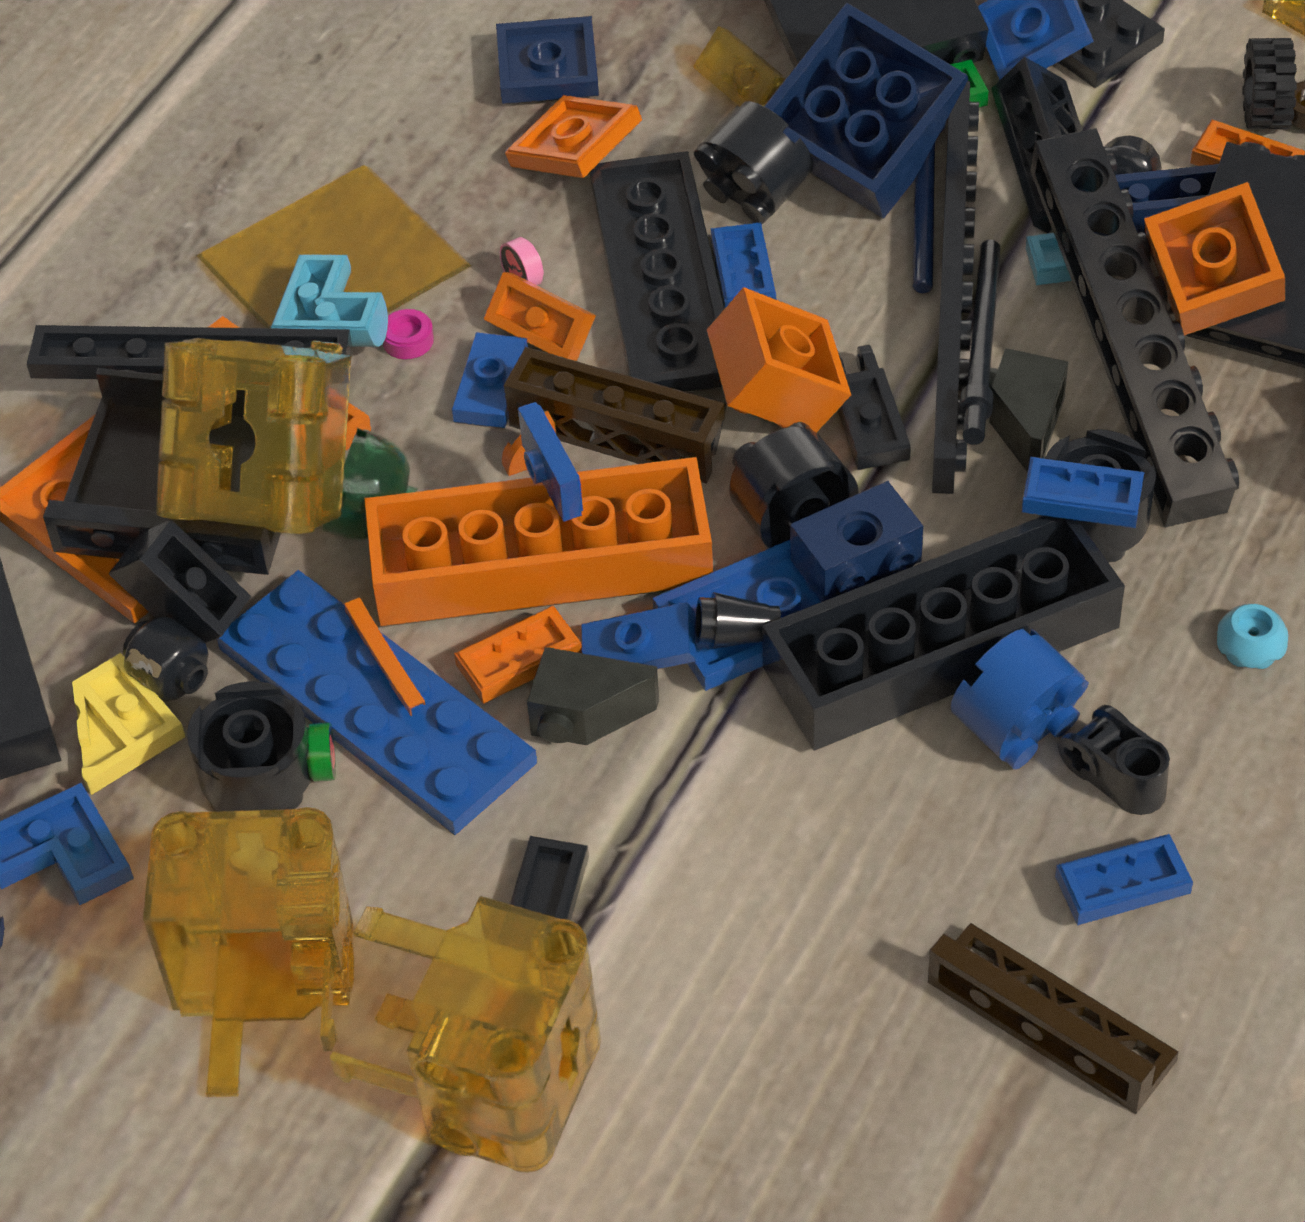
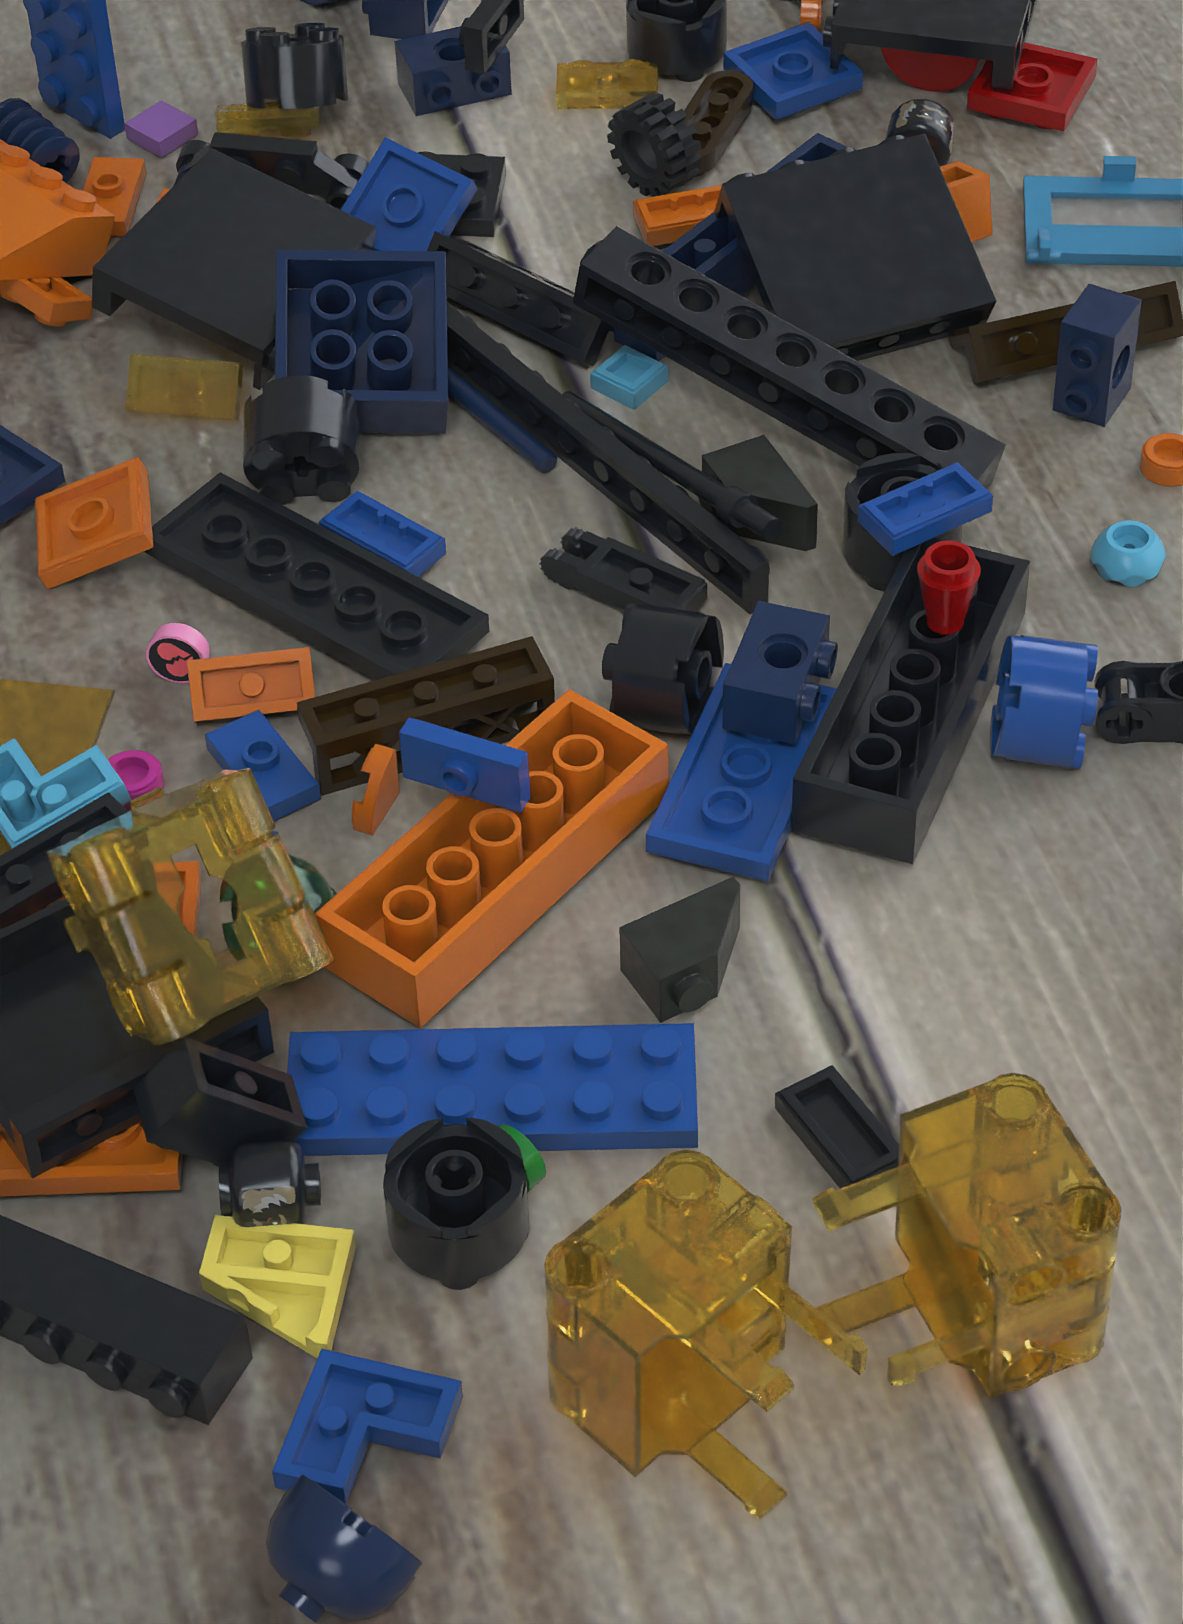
camera: 45 degrees left, 5 degrees down
(383, 654) = (441, 1030): orange piece -> none
(514, 653) = (578, 962): orange plate -> none
(648, 637) = (686, 863): blue plate -> none
(731, 620) = (750, 799): black cone -> none
(777, 361) = (531, 580): orange brick -> none
(1008, 556) = (947, 584): none -> red cone
(1215, 258) = (816, 270): orange brick -> none

